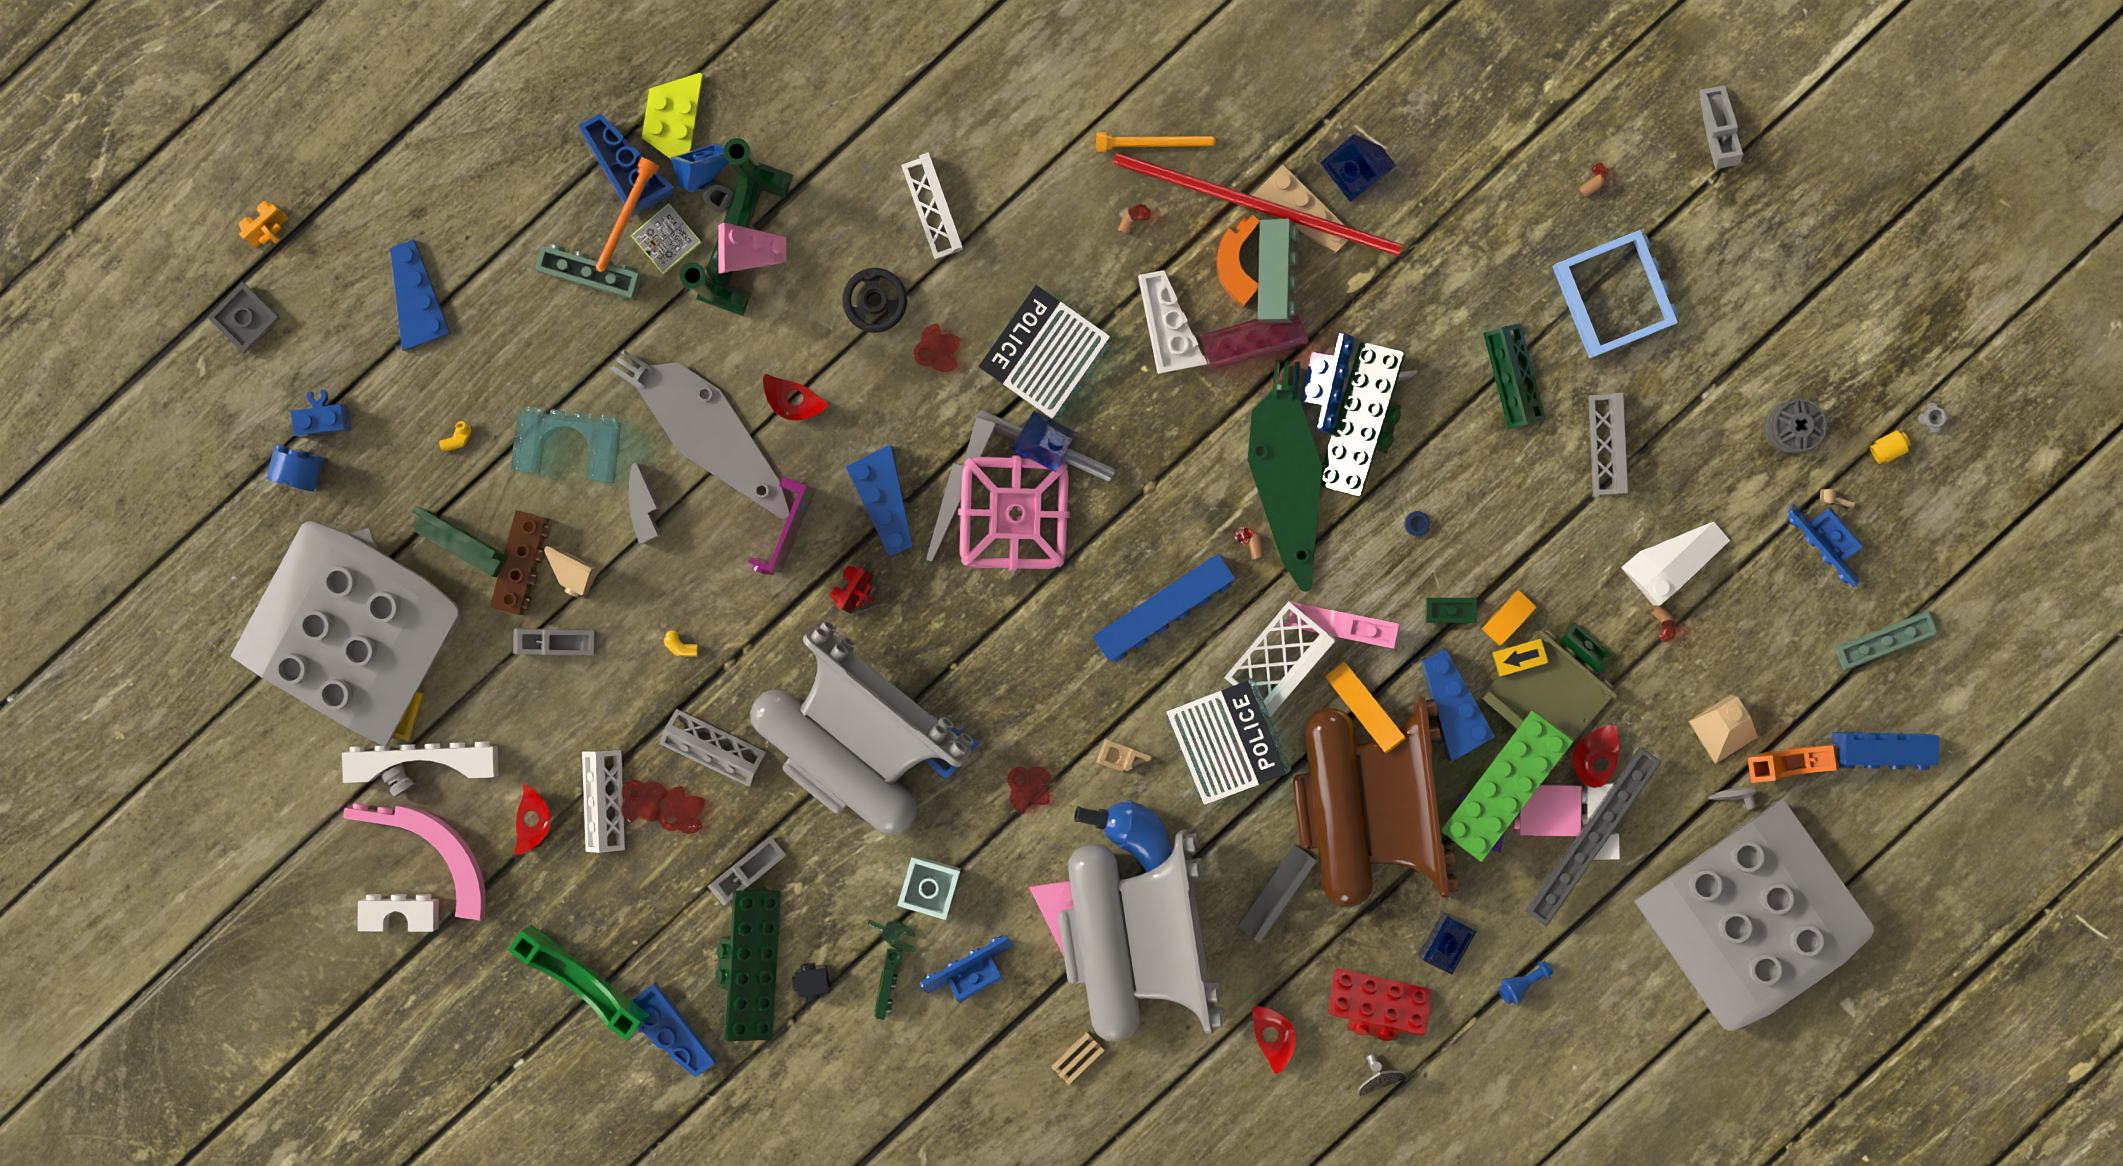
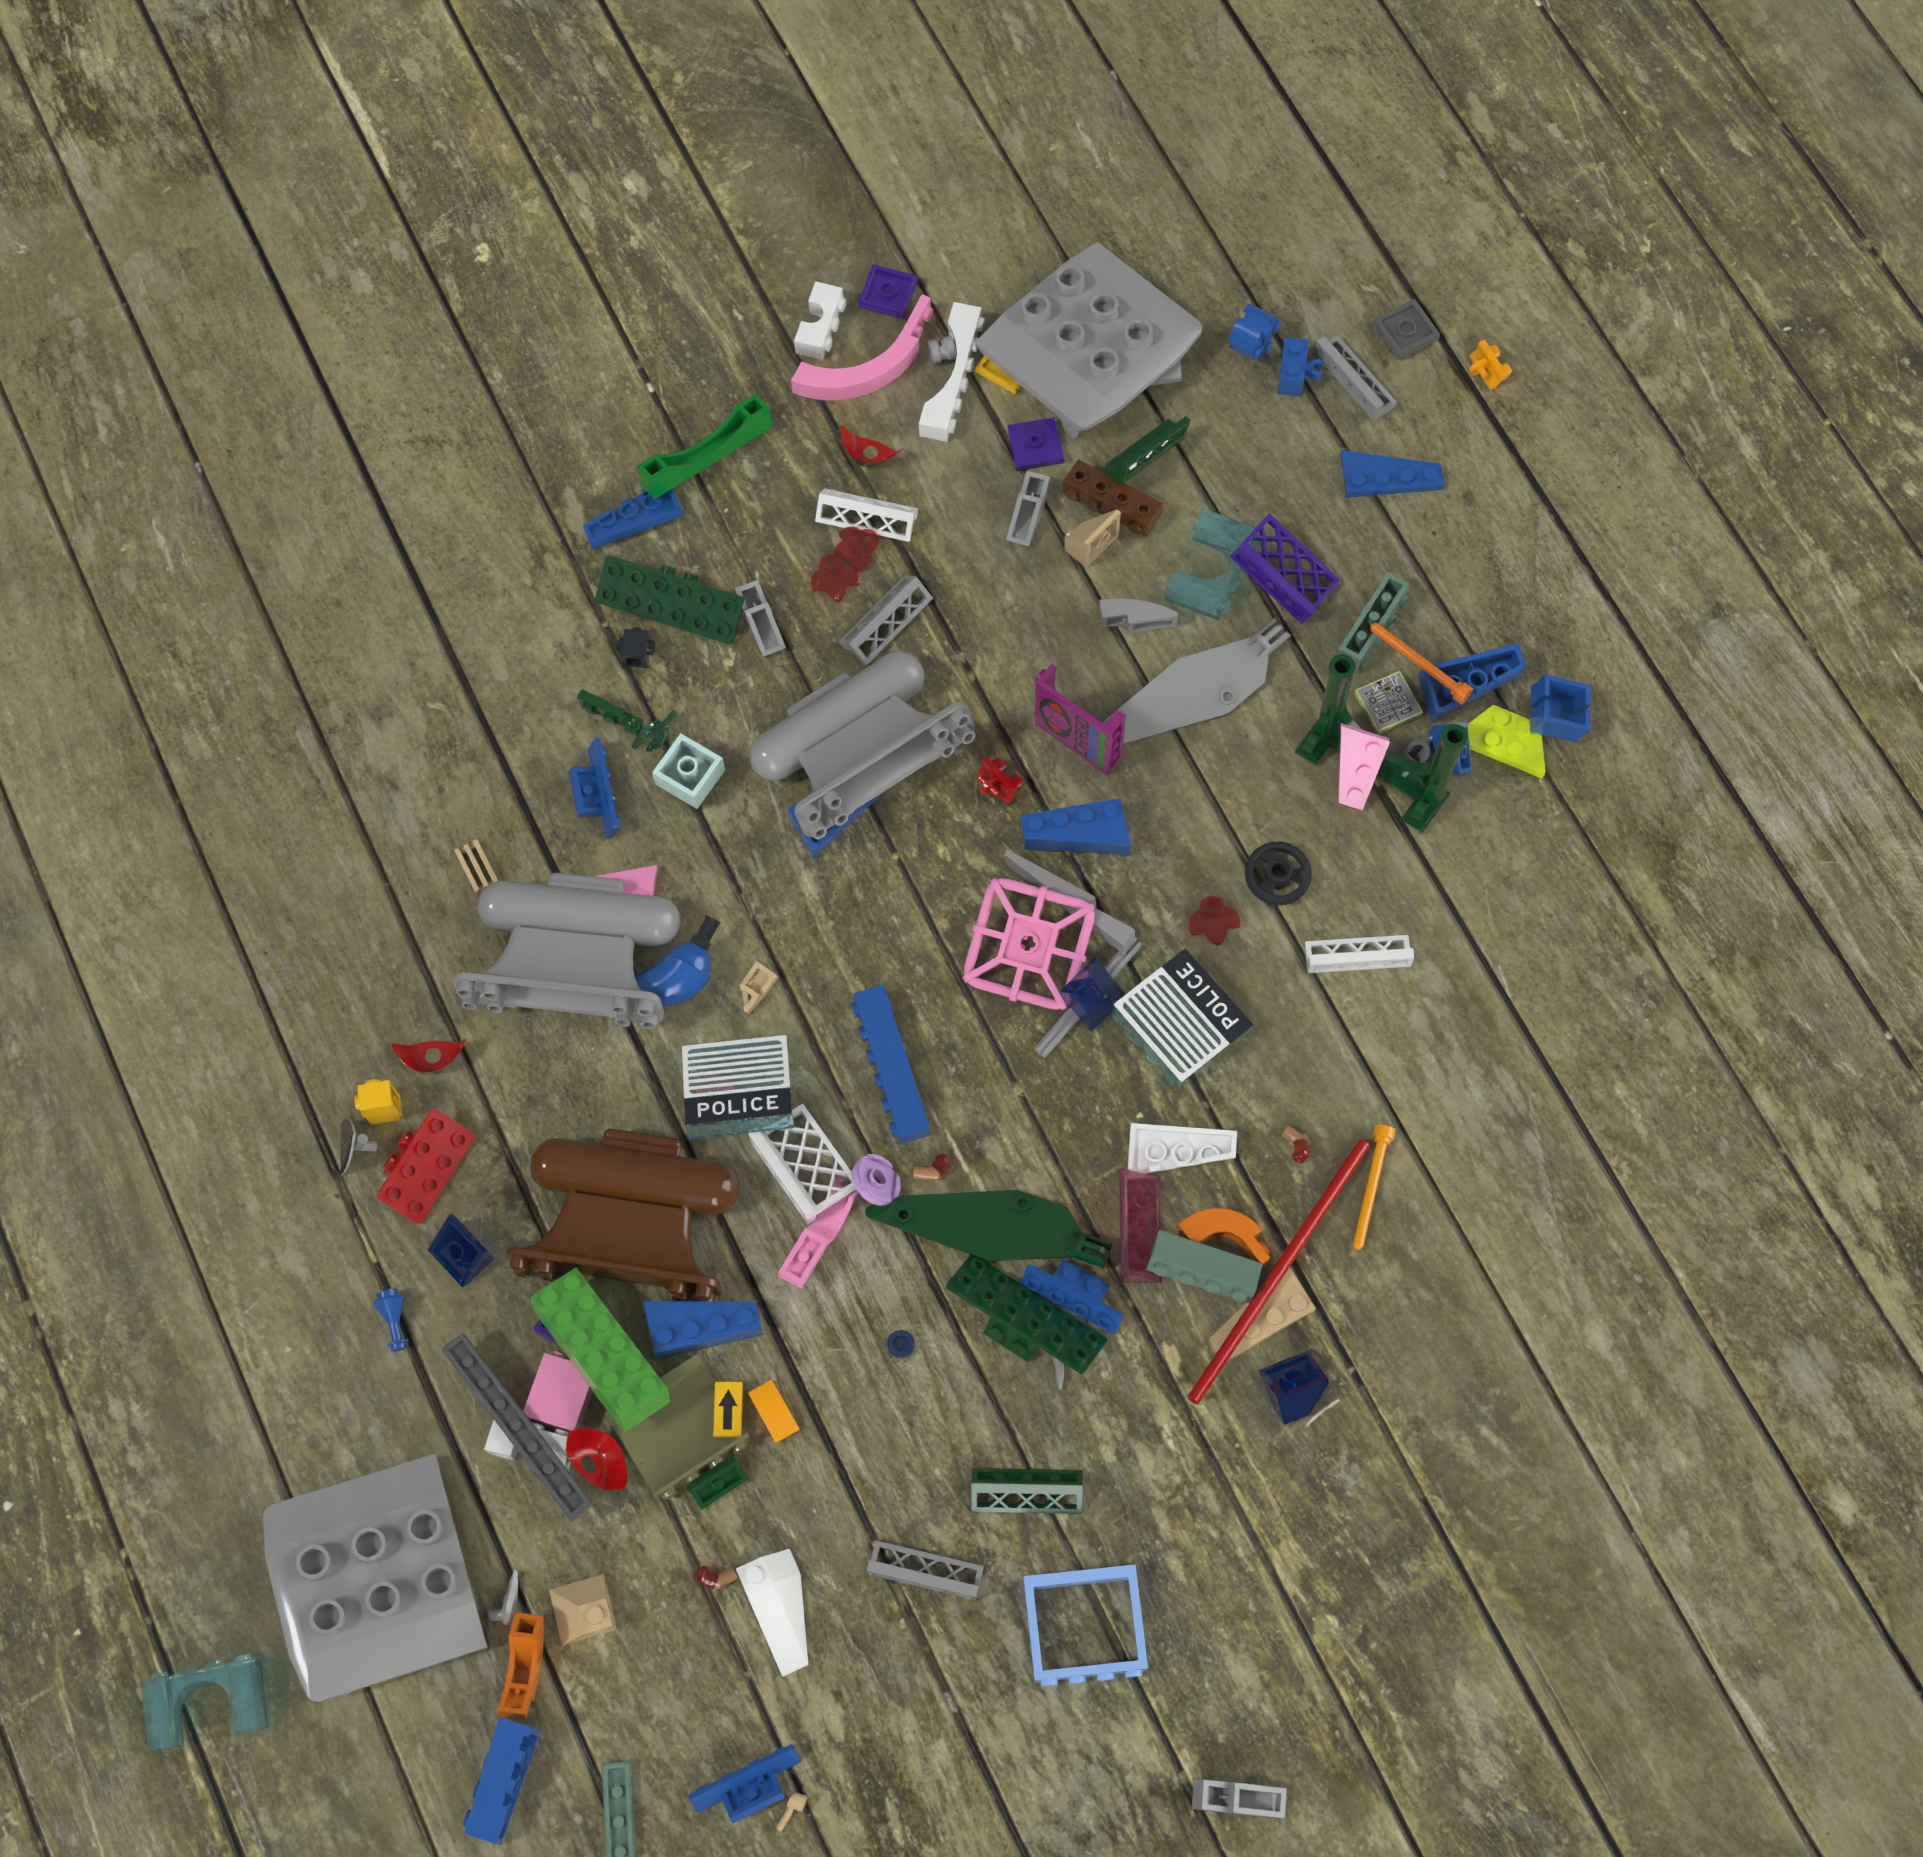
camera: 110 degrees right, 20 degrees down
(316, 361) = (1352, 380): none -> light grey fence
(343, 855) = (888, 291): none -> dark purple plate
(459, 438) = (1246, 480): yellow arm -> none
(477, 656) = (1035, 444): none -> dark purple plate
(573, 374) = (1274, 580): none -> dark purple fence
(633, 77) = (1555, 706): none -> blue piece
(674, 644) = (988, 614): yellow arm -> none
(776, 393) = (1203, 760): red piece -> none
(1031, 789) = (751, 893): clear red plate -> none
(1277, 893) = (570, 1096): dark grey fence -> none
(1284, 598) = (866, 1185): none -> lavender tile
(1335, 1065) = (378, 1102): none -> yellow brick
(1365, 707) = (727, 1231): light orange tile -> none
(1451, 610) = (800, 1352): dark green plate -> none
(1596, 182) = (1212, 1639): medium nougat arm -> none
(1781, 425) = (881, 1798): dark grey wheel -> none
(1867, 1003) = (166, 1695): none -> clear light blue arch

